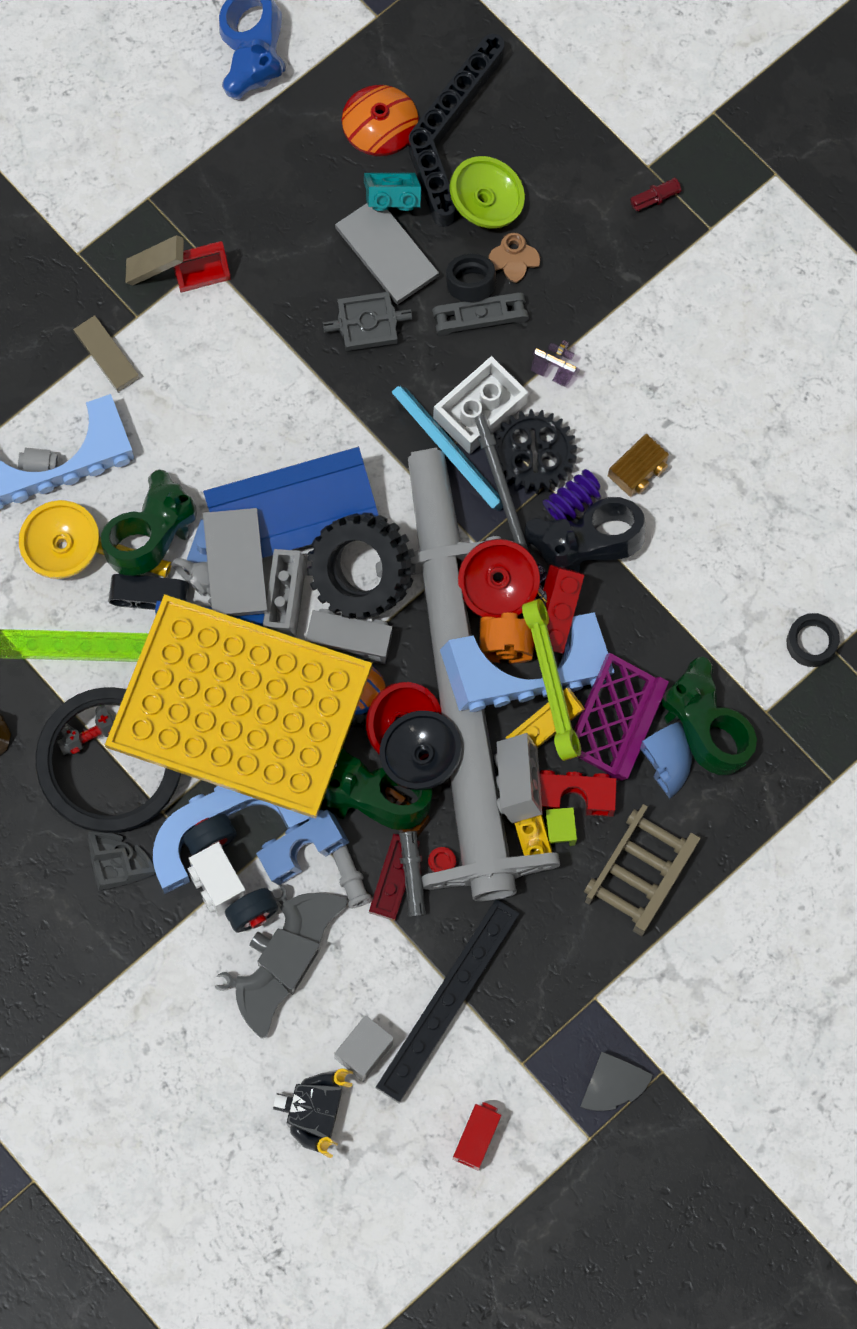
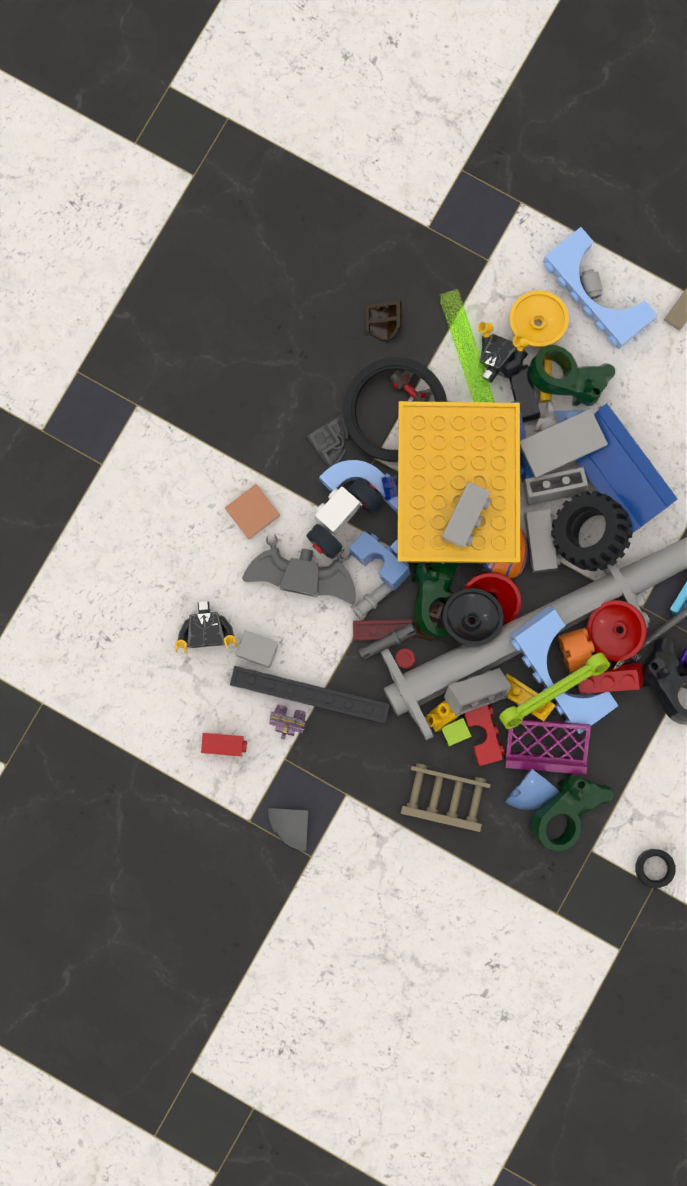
camera: 75 degrees right, 10 degrees up
(87, 602) = (500, 354): none -> black torso
(174, 995) = (252, 511): none -> nougat tile
(210, 797) = (390, 486): none -> clear blue tile
(289, 707) = (466, 516): none -> light grey brick
(477, 1043) = (286, 724): none -> clear purple hips

